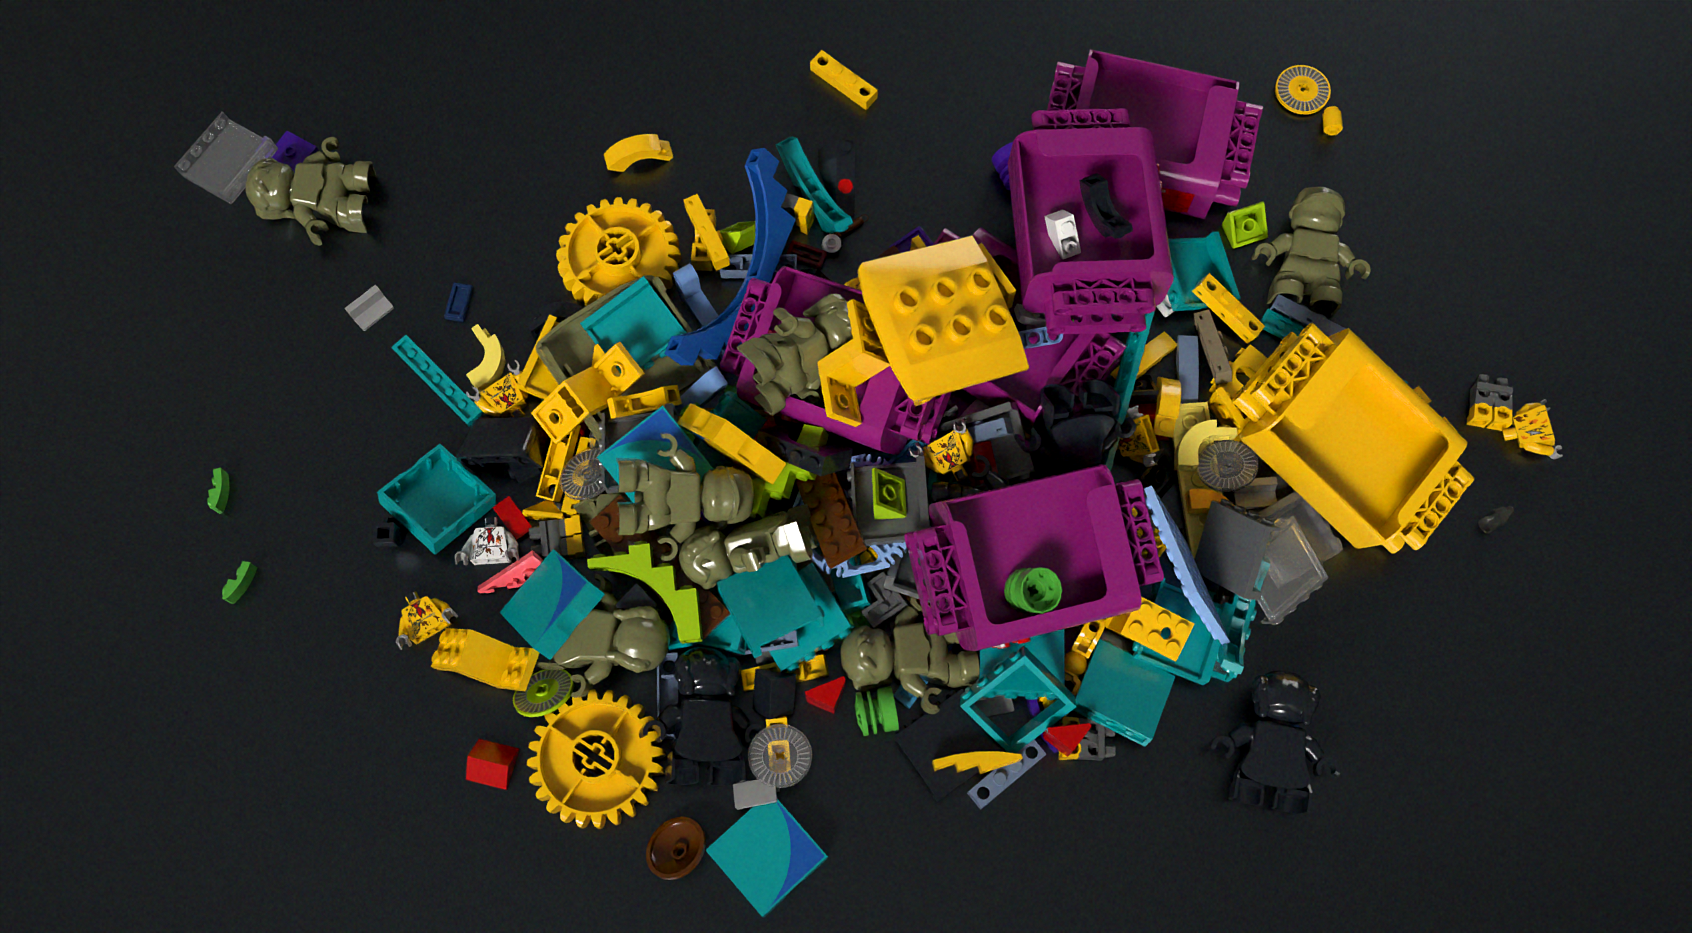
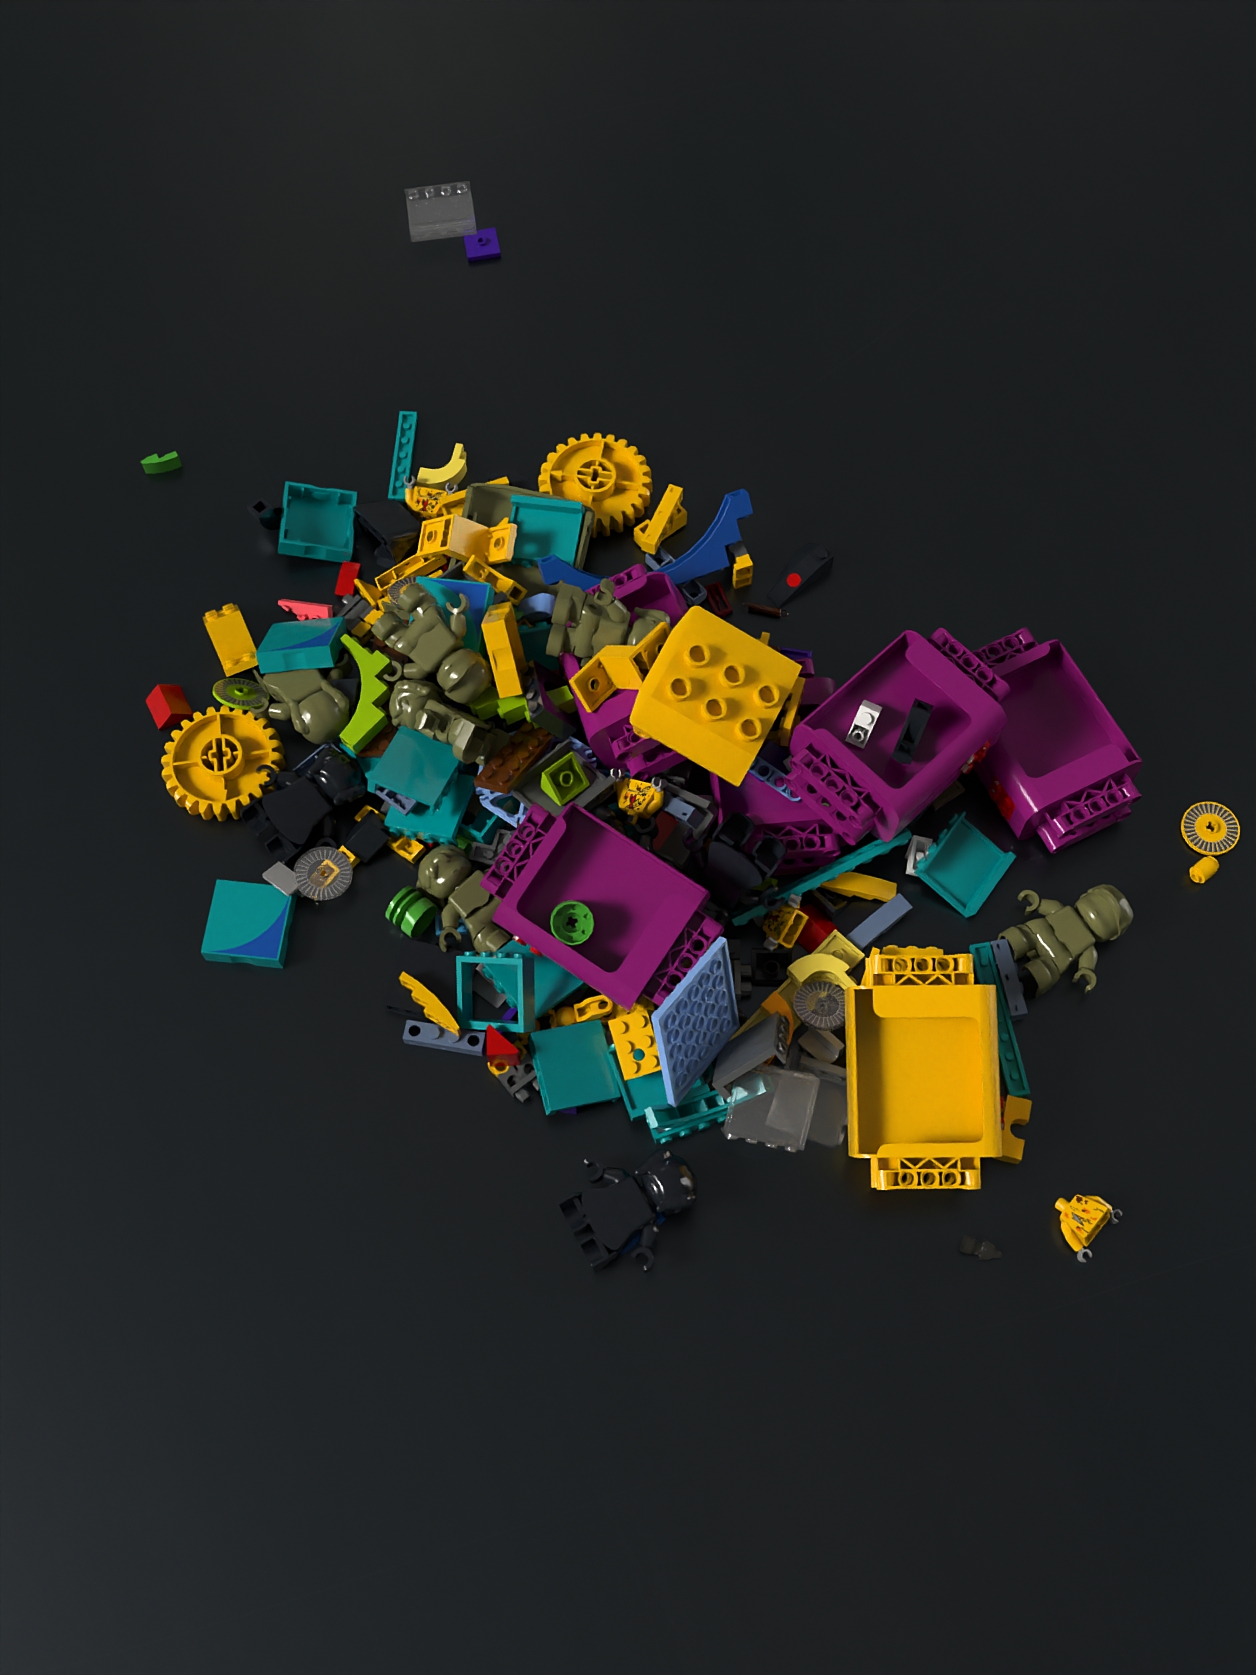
camera: 50 degrees right, 5 degrees down
(219, 495) = (209, 403): bright green slope -> none
(312, 190) = (463, 273): olive piece -> none
(369, 308) = (416, 376): light grey panel -> none
(422, 619) = (228, 584): yellow torso -> none
(458, 302) = (471, 423): dark blue tile -> none
(489, 545) = (314, 580): white torso -> none
(635, 148) = (687, 429): yellow arch -> none
(668, 844) = (203, 861): reddish brown dish -> none
(690, 292) = (613, 549): medium blue beam -> none
(738, 236) = (679, 542): lime slope -> none
(827, 212) = (772, 548): teal arch -> none
(827, 695) = (397, 871): red slope -> none
(831, 243) = (741, 608): white plate -> none
(843, 79) = (879, 513): yellow piece -> none
(1167, 406) = (835, 922): yellow arch -> none
(1214, 351) = (910, 928): dark tan piece -> none
(1223, 302) = (957, 911): yellow piece -> none
(1246, 225) = (1044, 874): lime slope -> none
(1490, 403) = (1082, 1167): hips -> none

